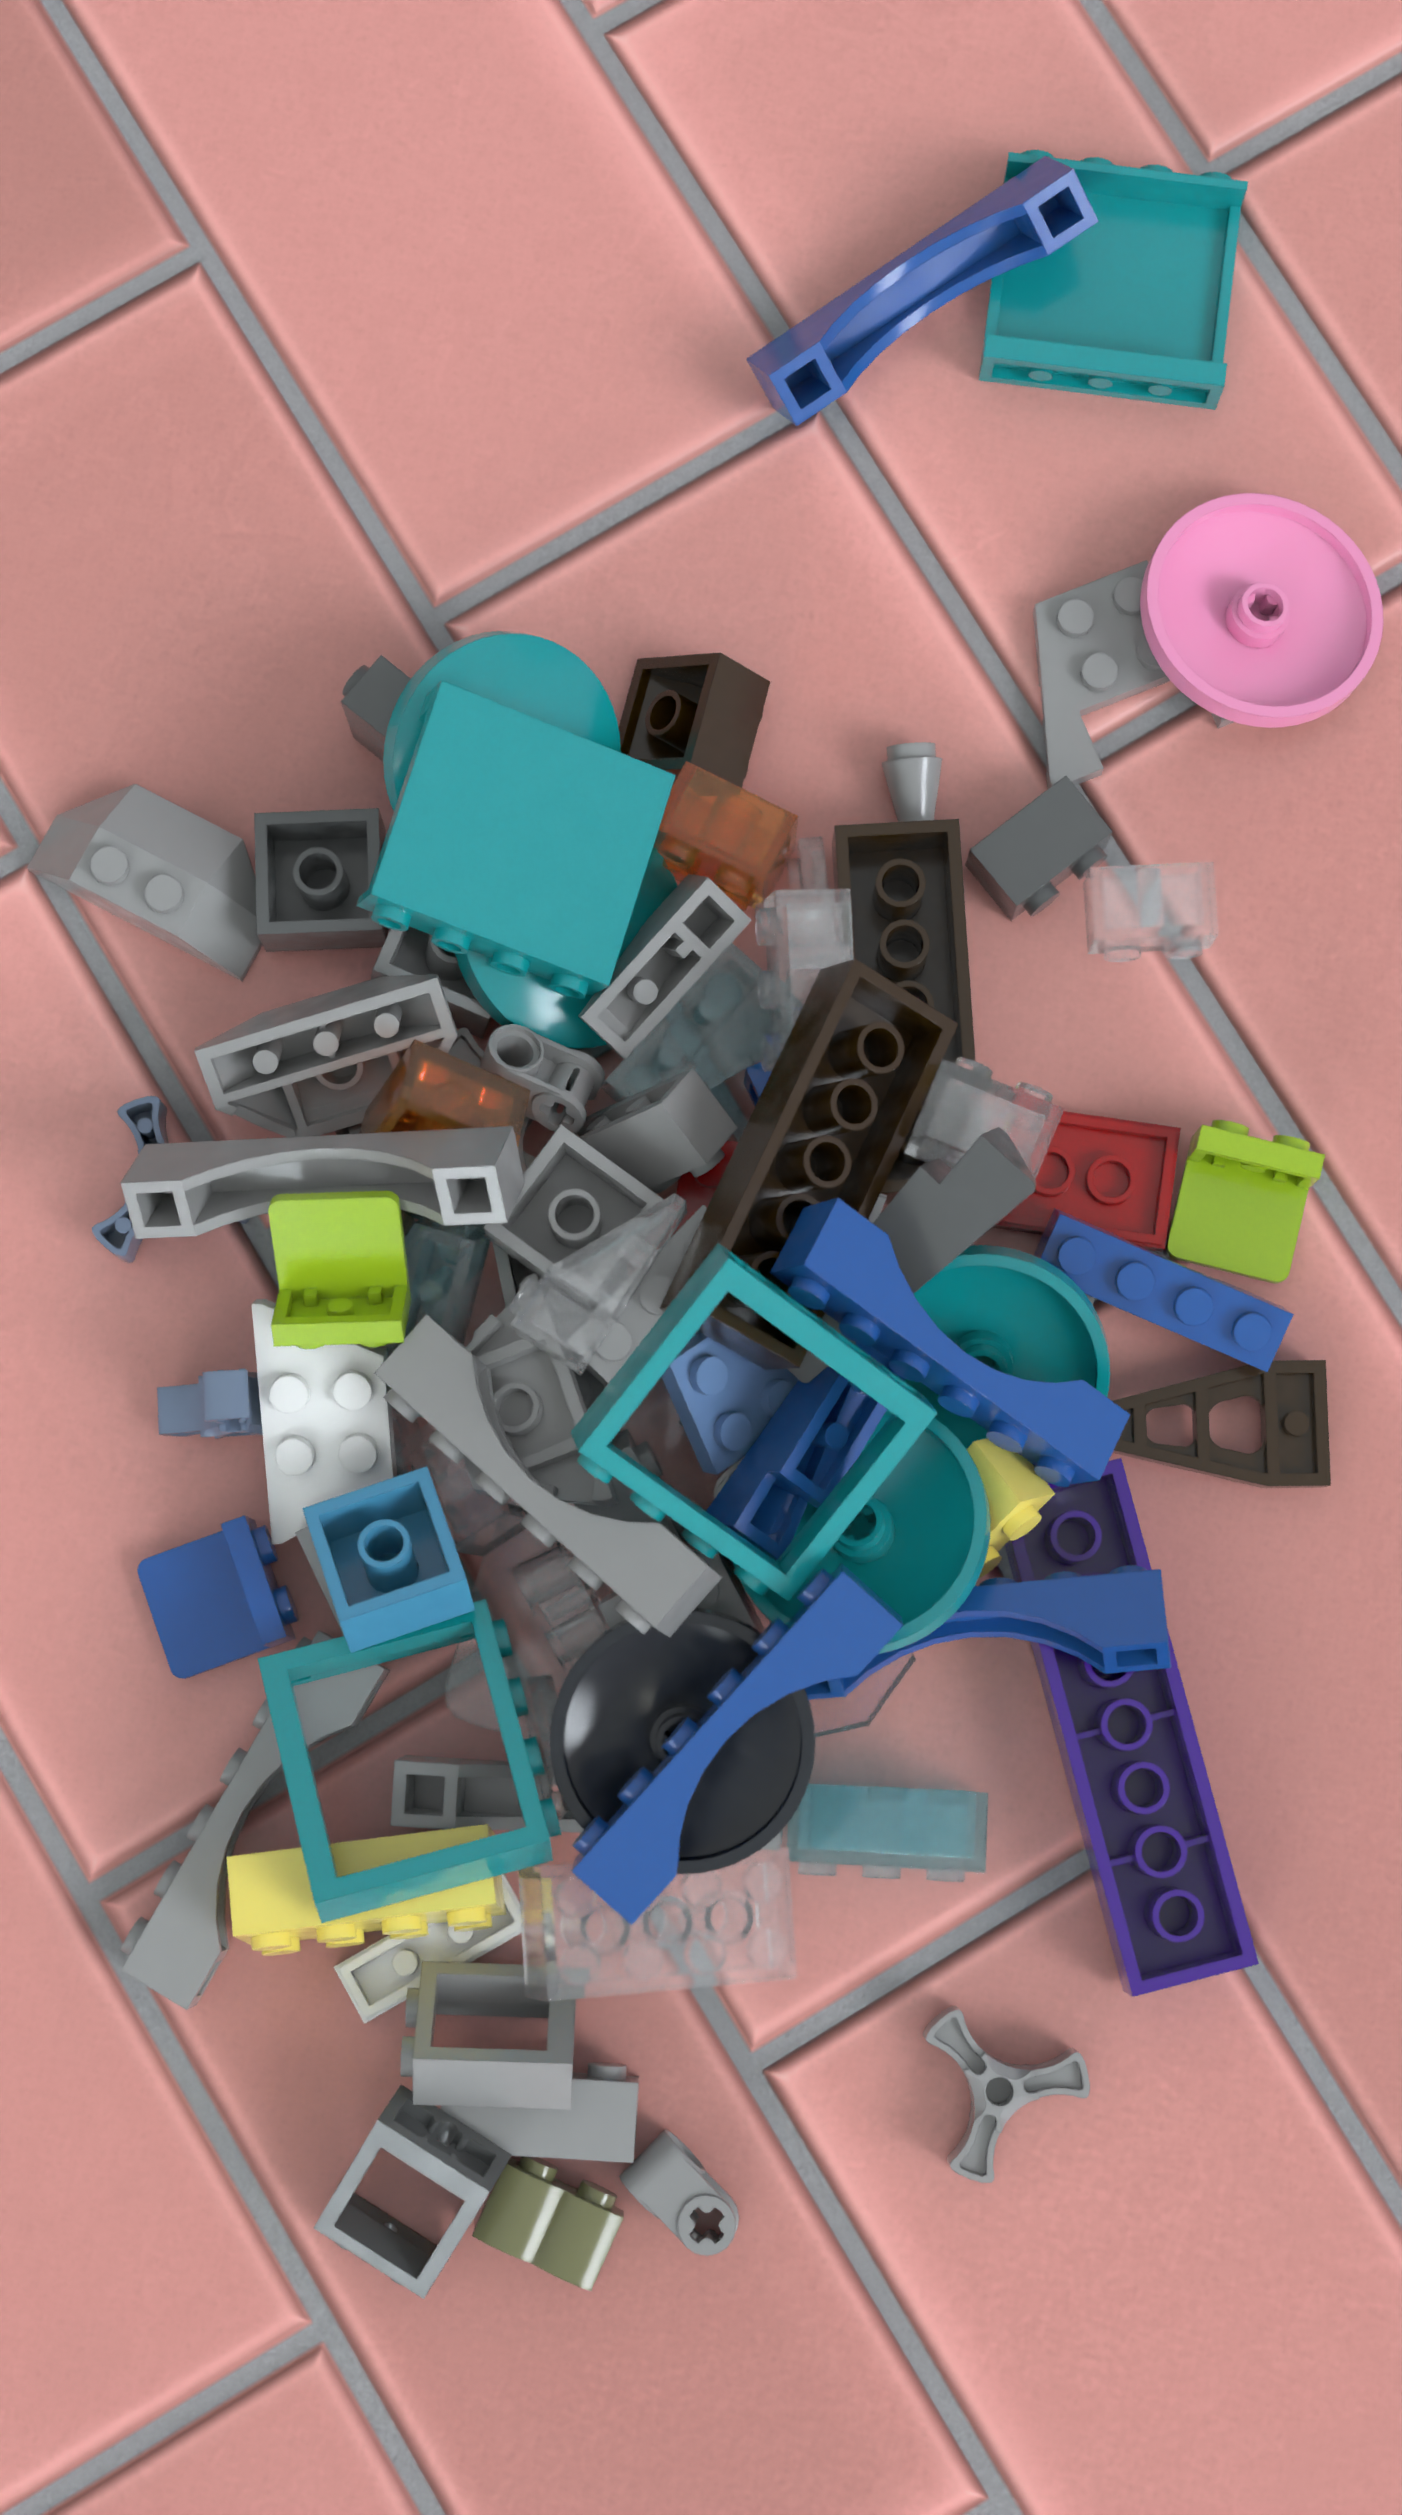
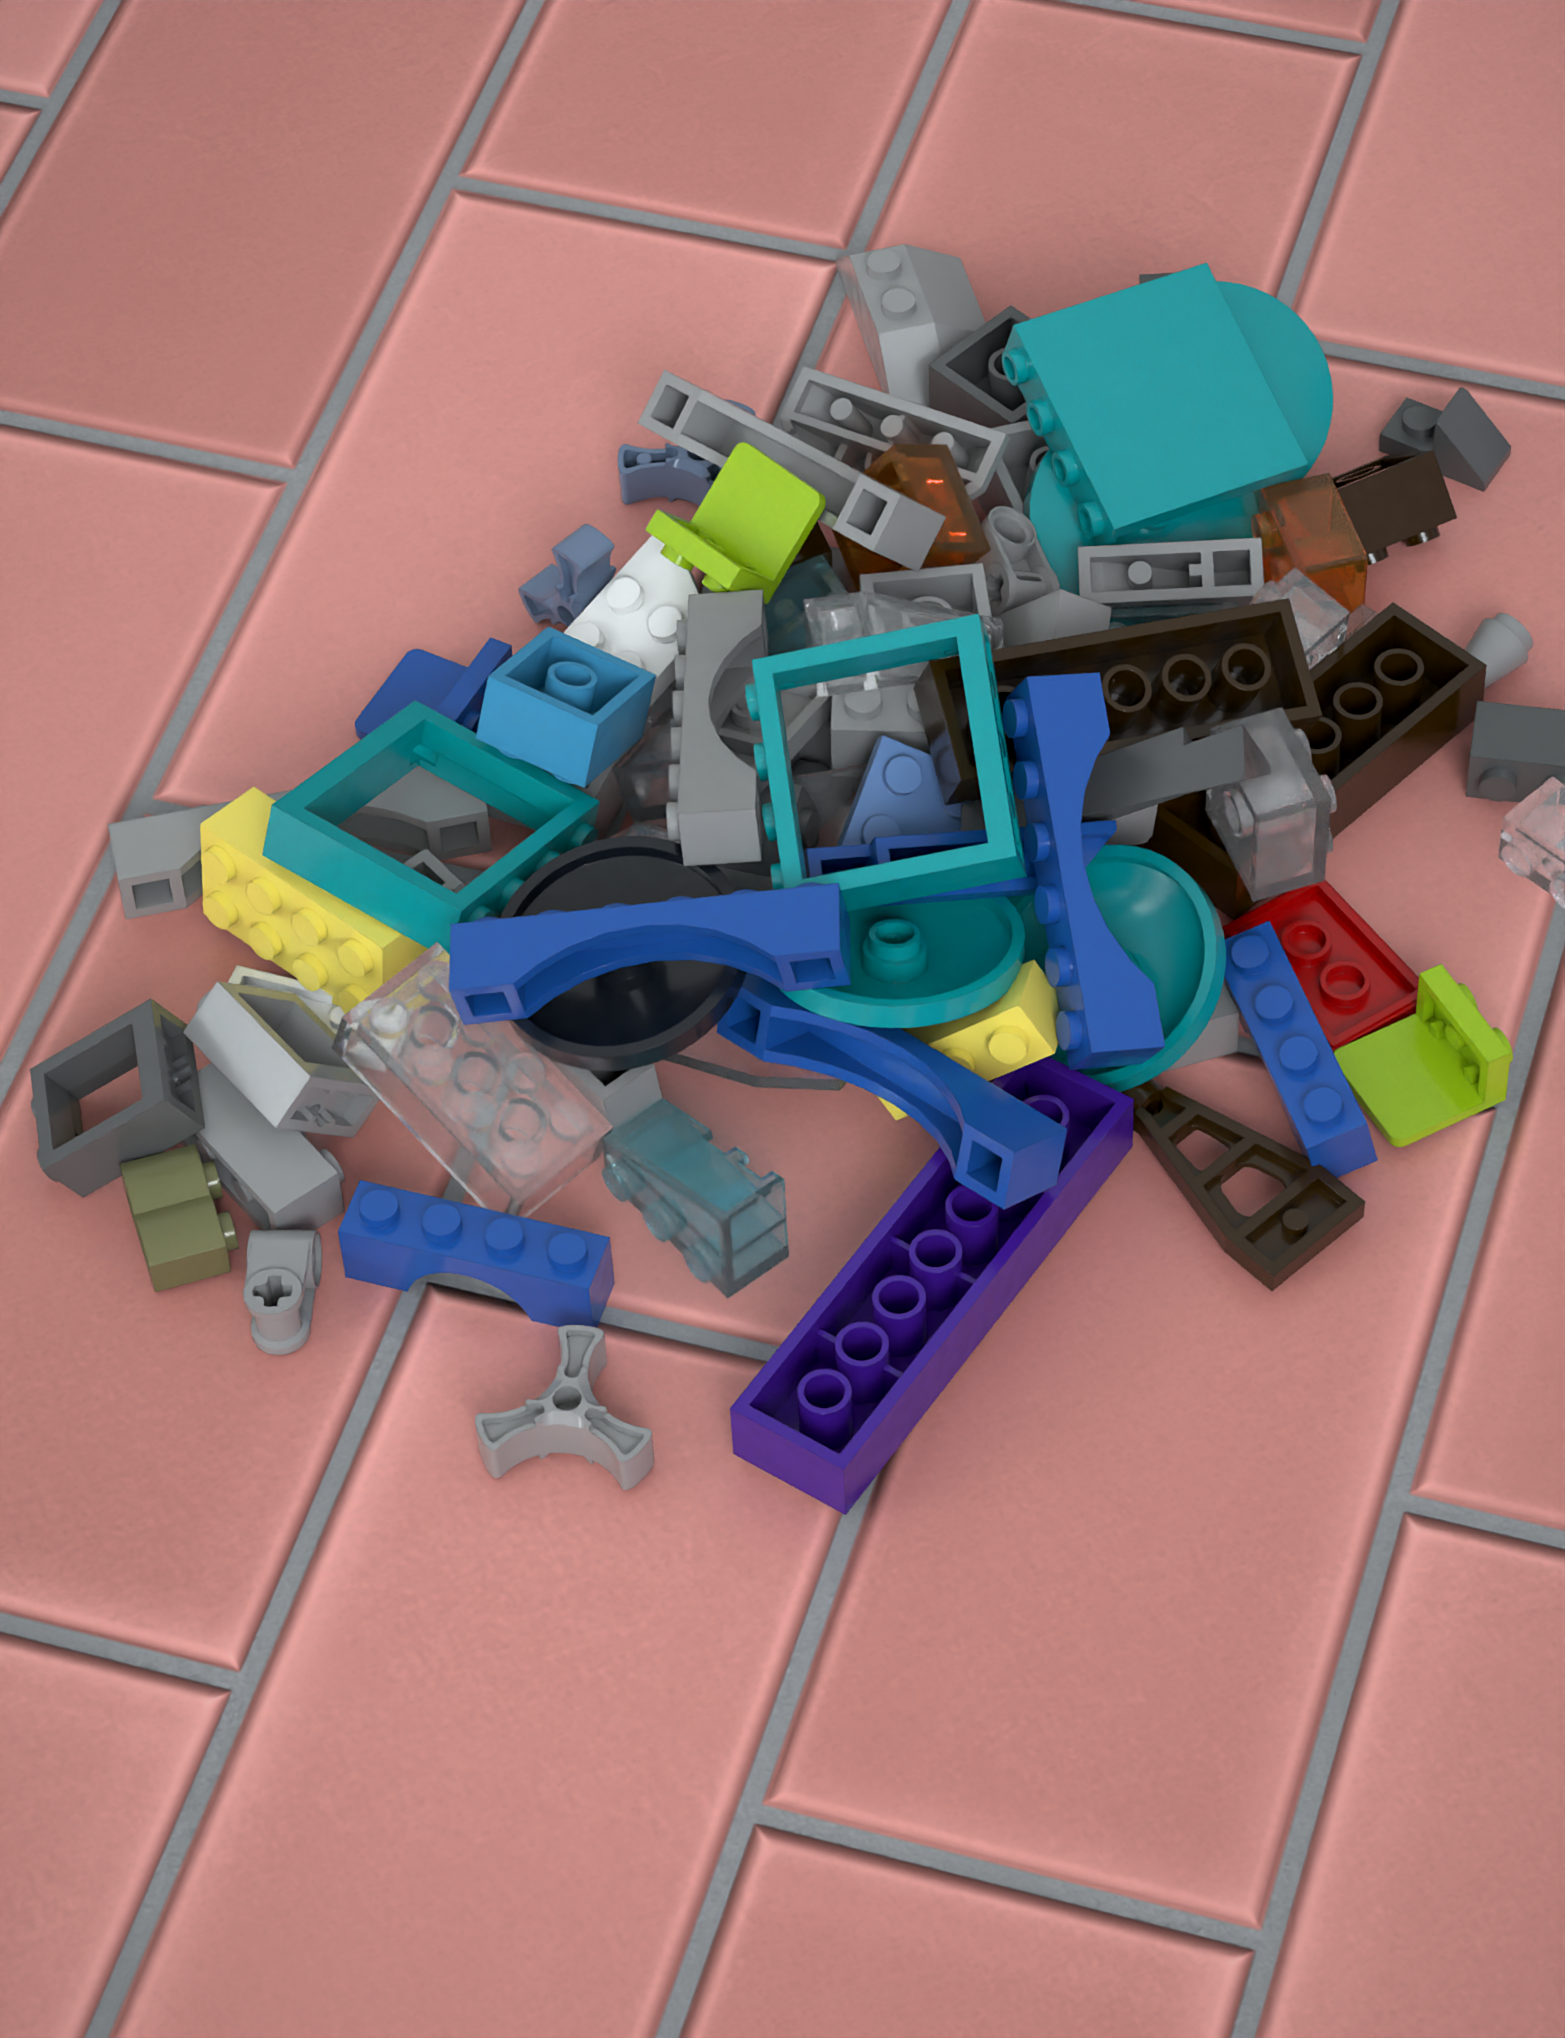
camera: 50 degrees right, 30 degrees down
(678, 603) = (1461, 435): none -> dark grey slope
(795, 2036) = (547, 1268): none -> blue arch

